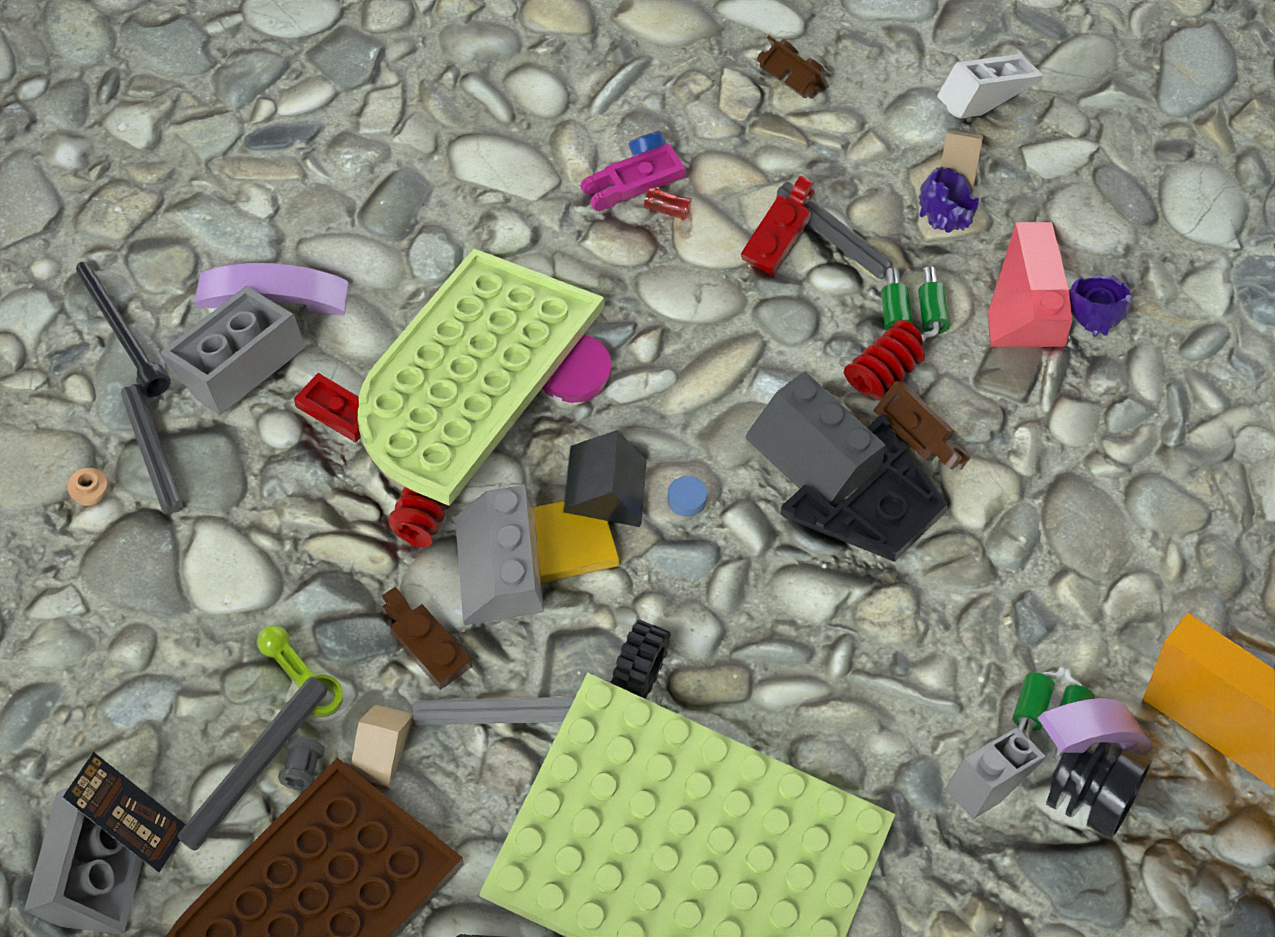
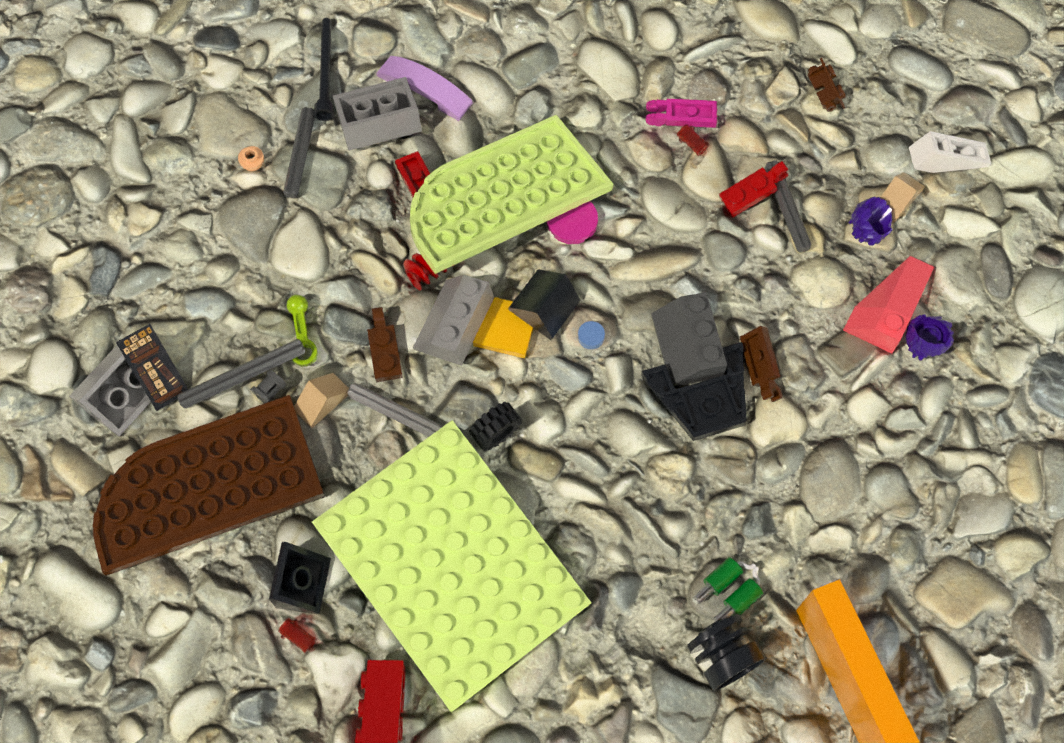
camera: 30 degrees right, 10 degrees up
(646, 142) = (703, 94): blue tile -> none
(886, 360) = (765, 308): red piece -> none
(931, 298) = (819, 286): green piece -> none
(993, 772) = (668, 609): light grey slope -> none
(1089, 721) = (742, 617): lavender slope -> none

